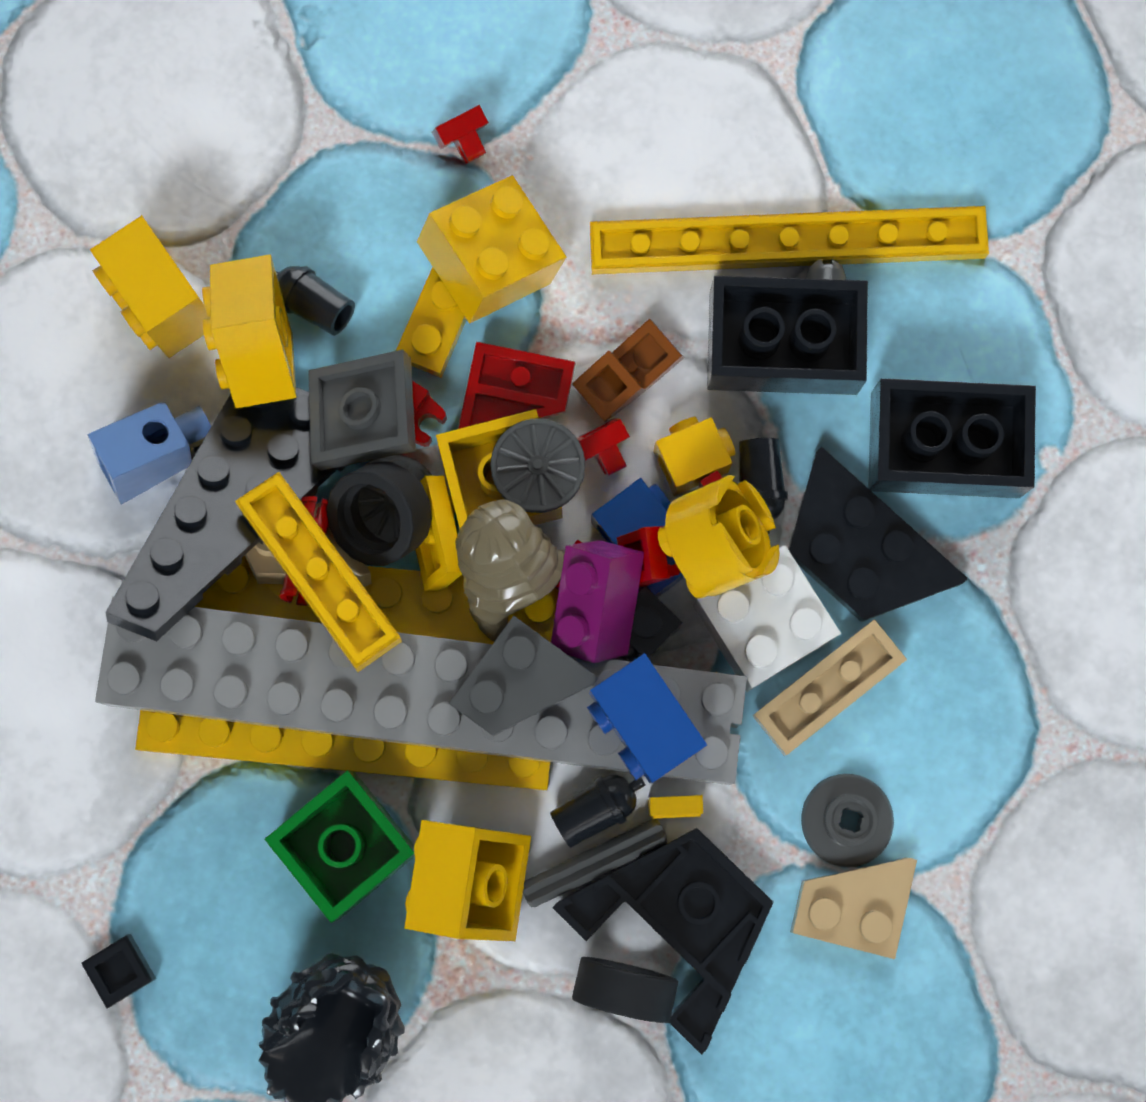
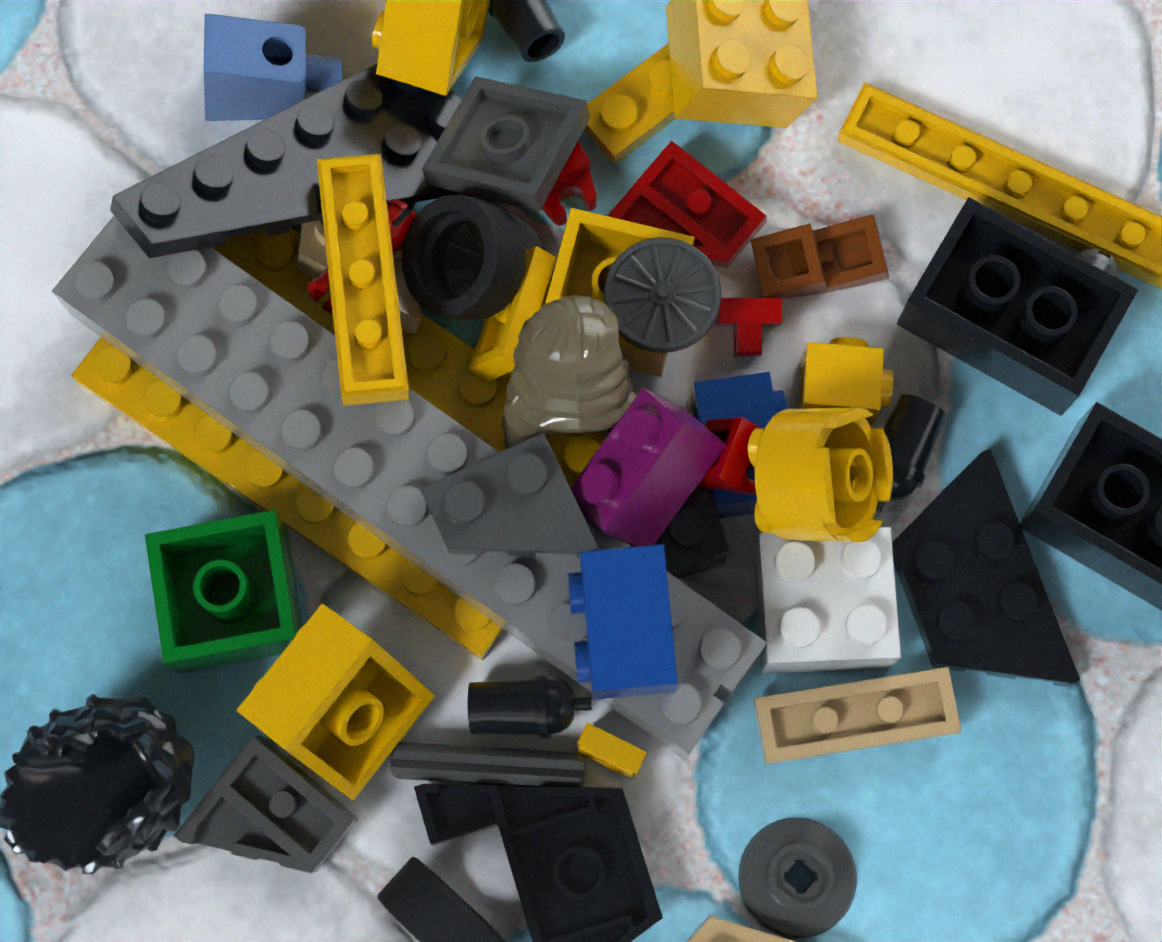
camera: 30 degrees right, 5 degrees down
(460, 980) = (269, 812): none -> dark grey wing

